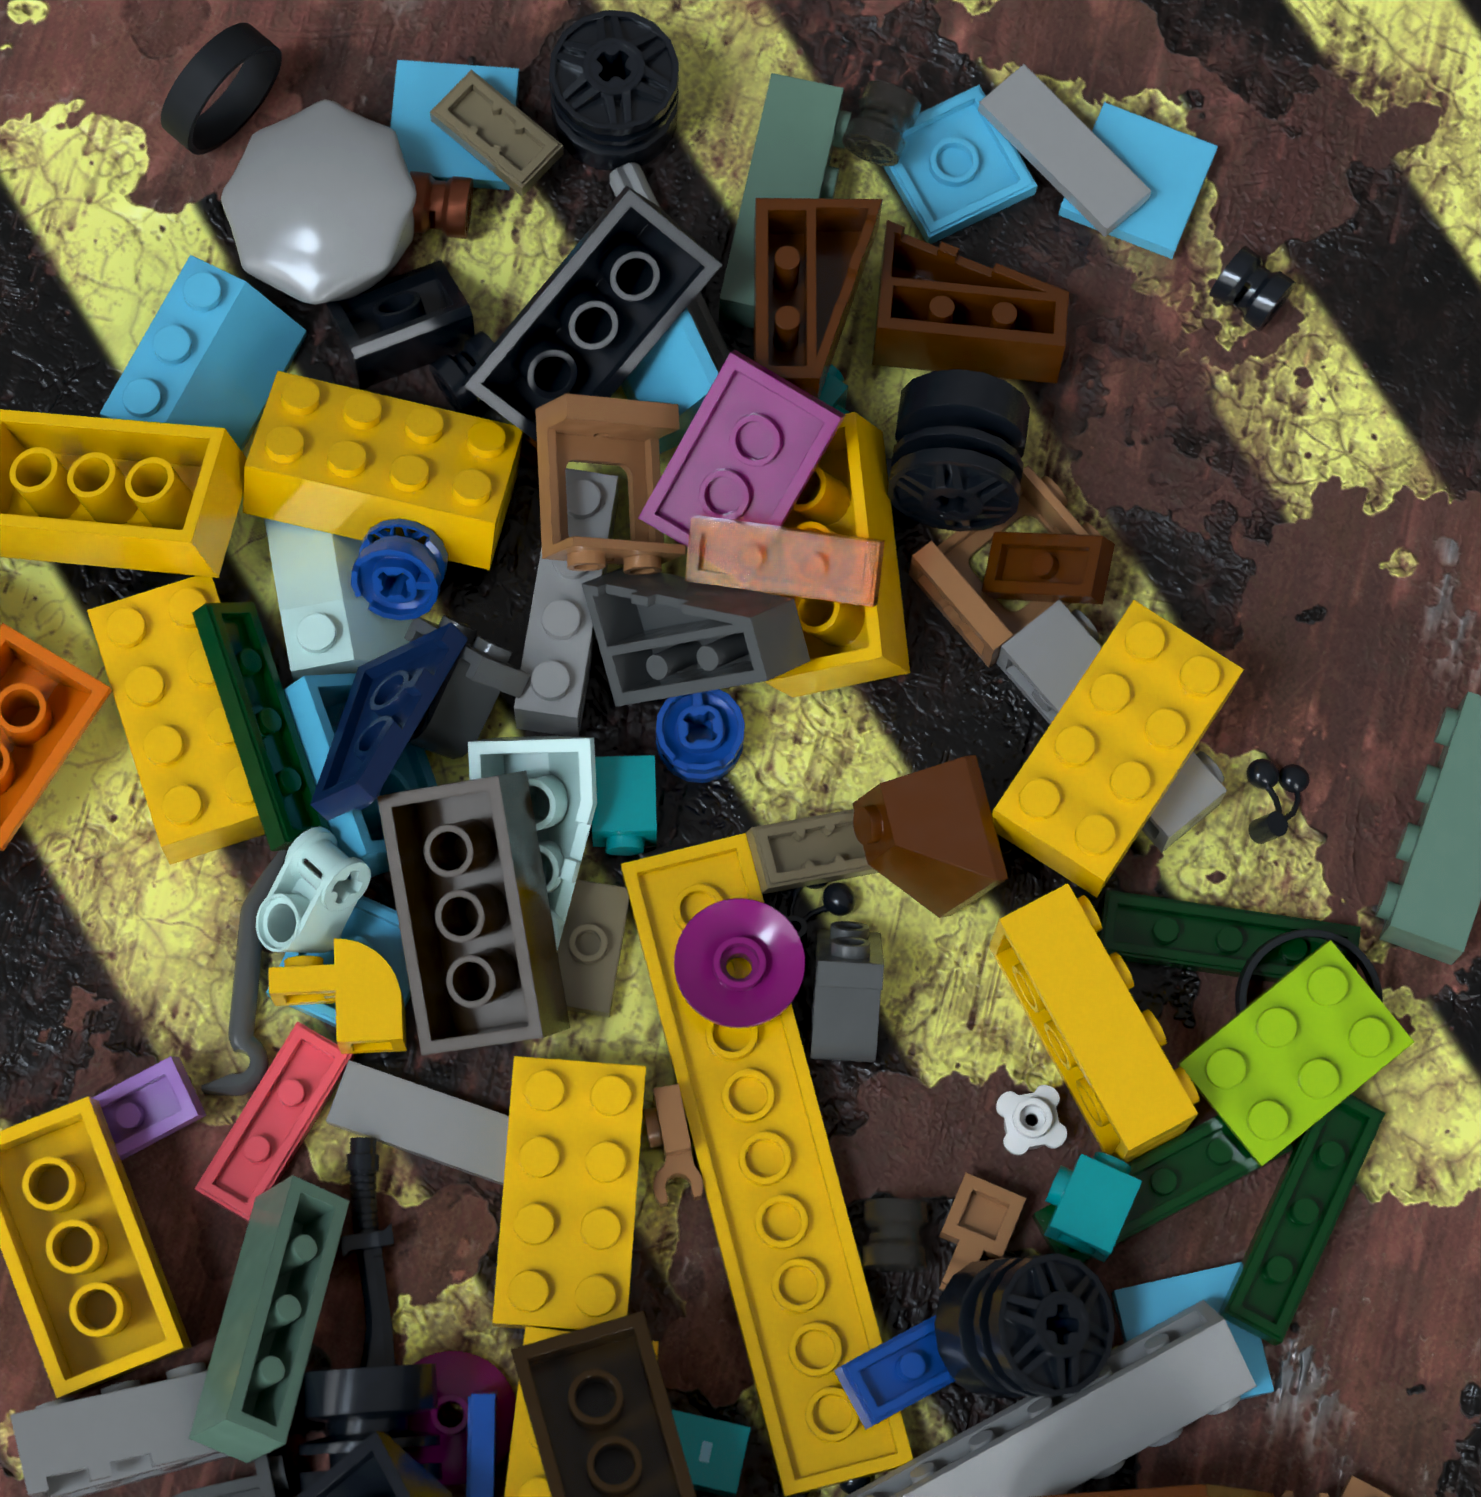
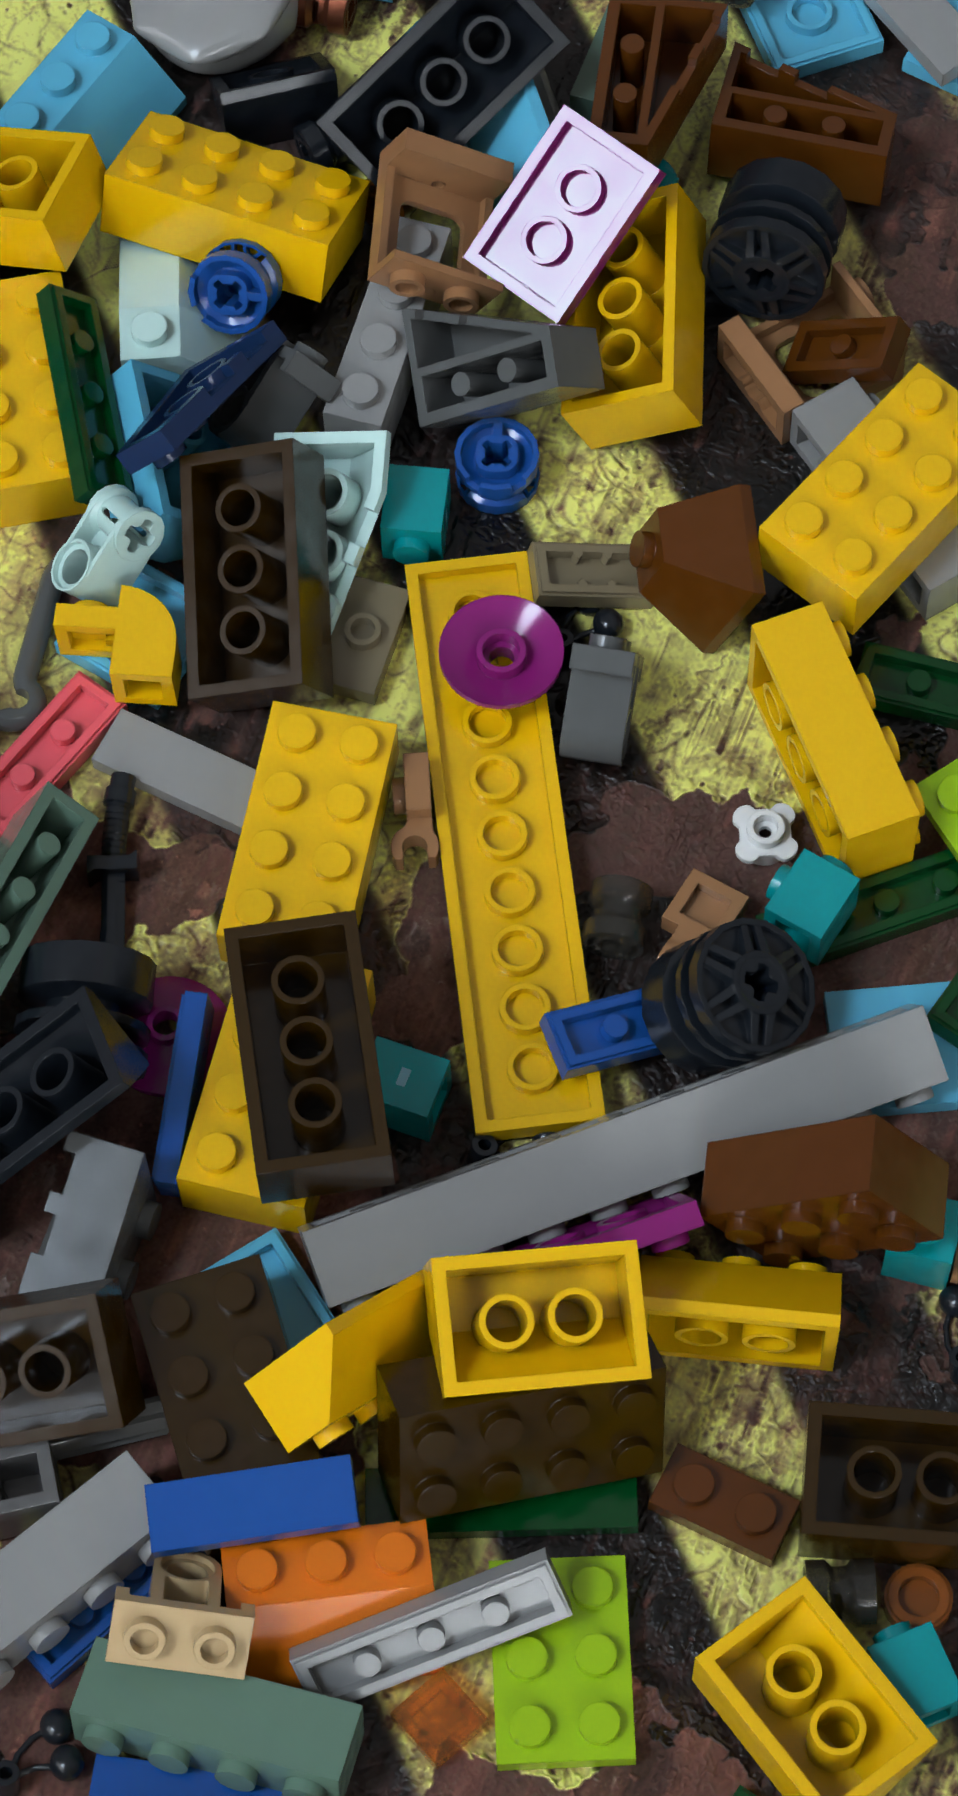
camera: 15 degrees right, 10 degrees down
(784, 560) = (593, 298): clear orange tile -> none

